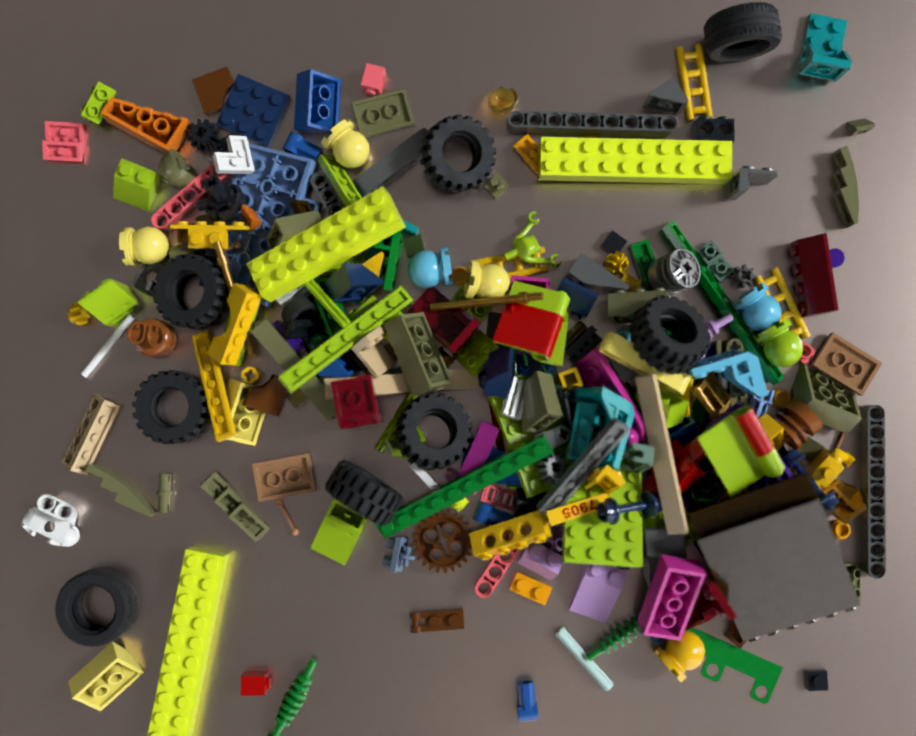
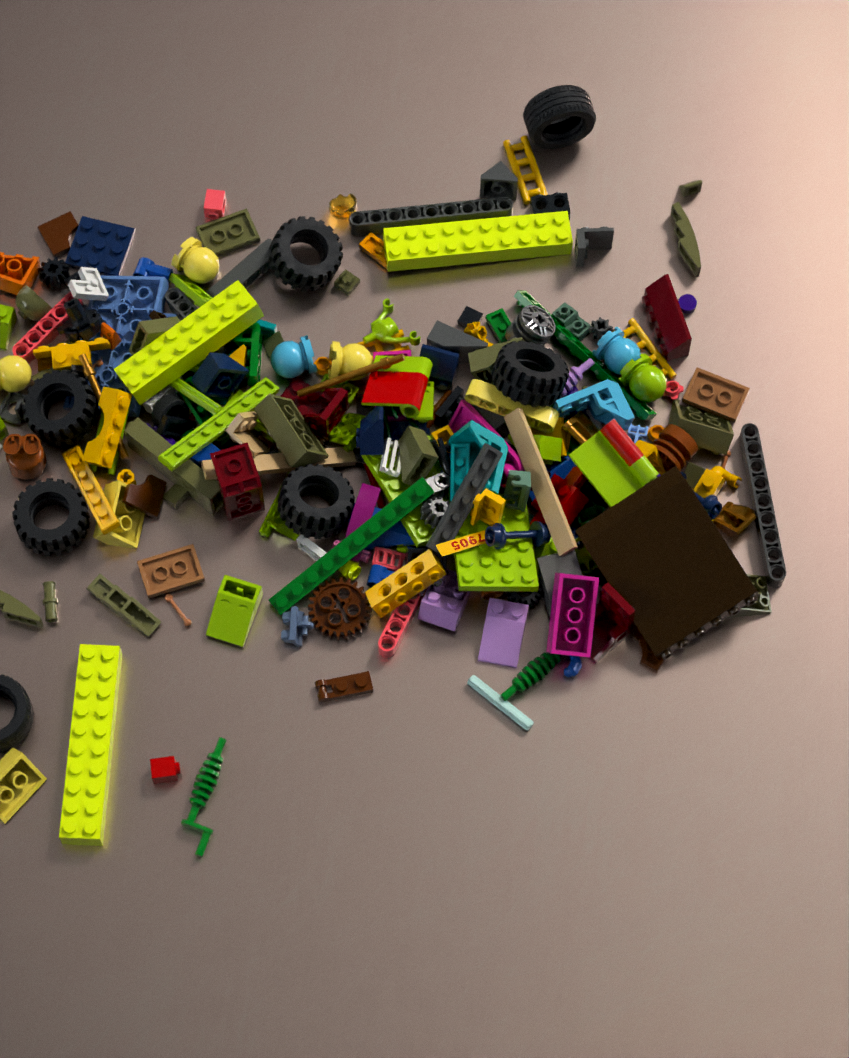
camera: 10 degrees left, 20 degrees down
(316, 102) = (161, 230): blue slope -> none
(363, 493) = (254, 560): black tyre -> none
(527, 706) = (448, 754): blue piece -> none
(530, 588) = (435, 643): light orange plate -> none
(682, 654) = (596, 676): yellow tile -> none
(725, 654) = (644, 681): green piece -> none
(816, 679) = (740, 691): black plate -> none
(822, 48) = (643, 124): teal bracket -> none
(840, 530) = (738, 546): light orange plate -> none

